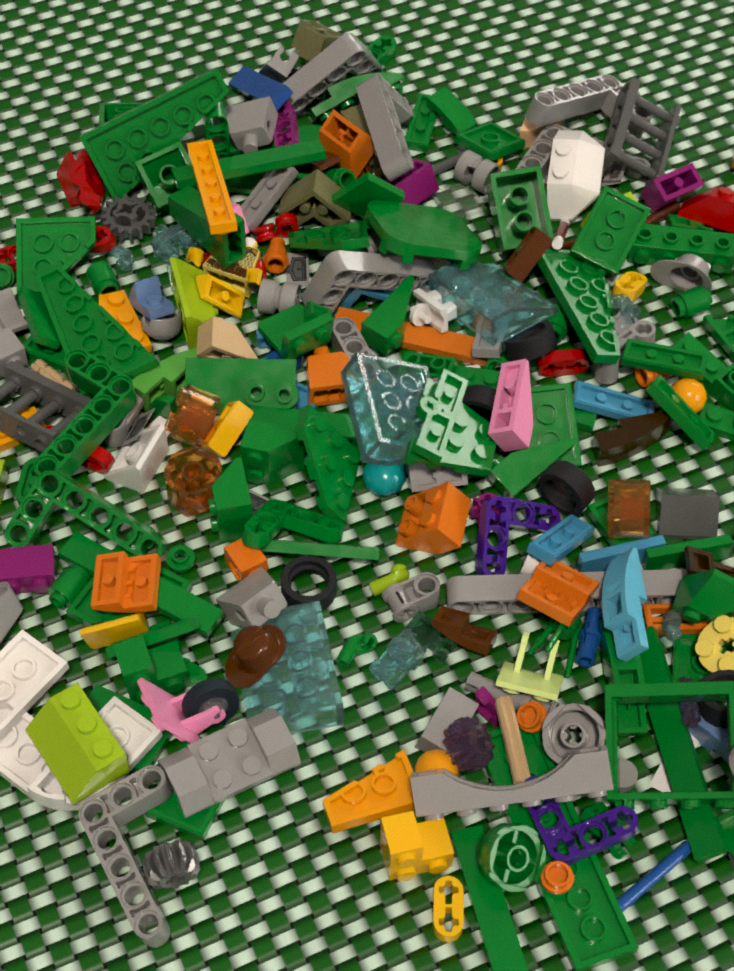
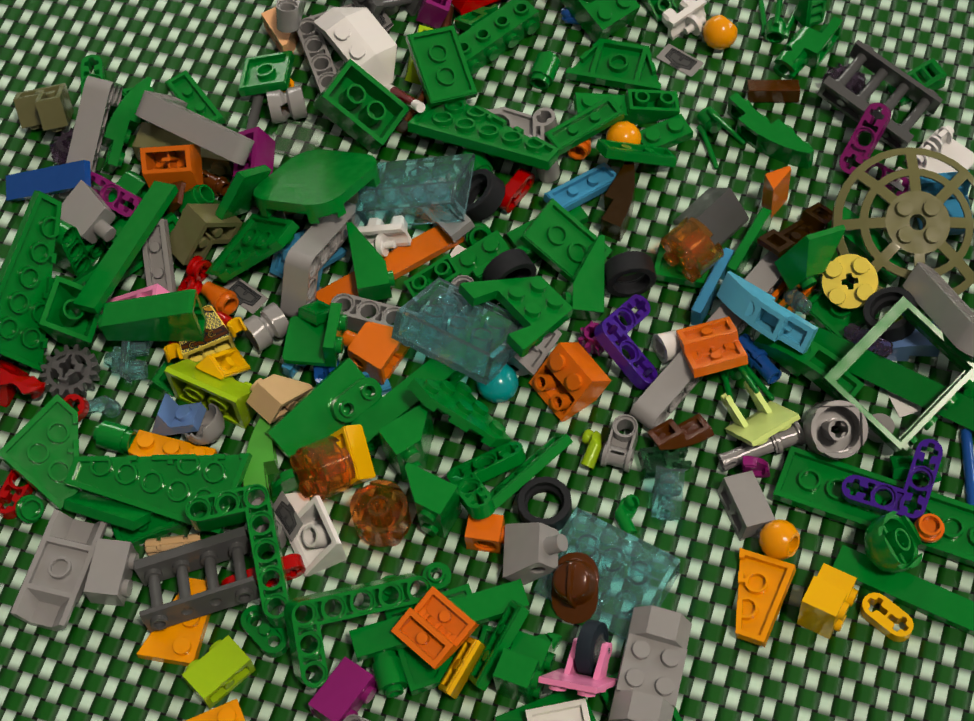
camera: 40 degrees left, 5 degrees up
(212, 187) = (137, 287): light orange plate -> none
(278, 69) = (46, 153): light grey hinge -> none
(439, 415) = (506, 301): hinge -> none
(444, 792) = (876, 450): light grey arch -> none
(454, 112) = (216, 74): green slope -> none
(468, 744) = (784, 501): gear -> none
(512, 408) = (537, 249): bright pink slope -> none
(512, 739) = (801, 471): tan axle -> none
(527, 254) = (404, 133): reddish brown slope -> none
(531, 716) = (795, 444): orange plate -> none
(560, 540) = (668, 312): dark azure tile -> none
(625, 305) = (514, 111): clear light blue arm -> none
(630, 284) = (493, 95): yellow beam -> none
(683, 272) = (518, 52): light grey piece -> none

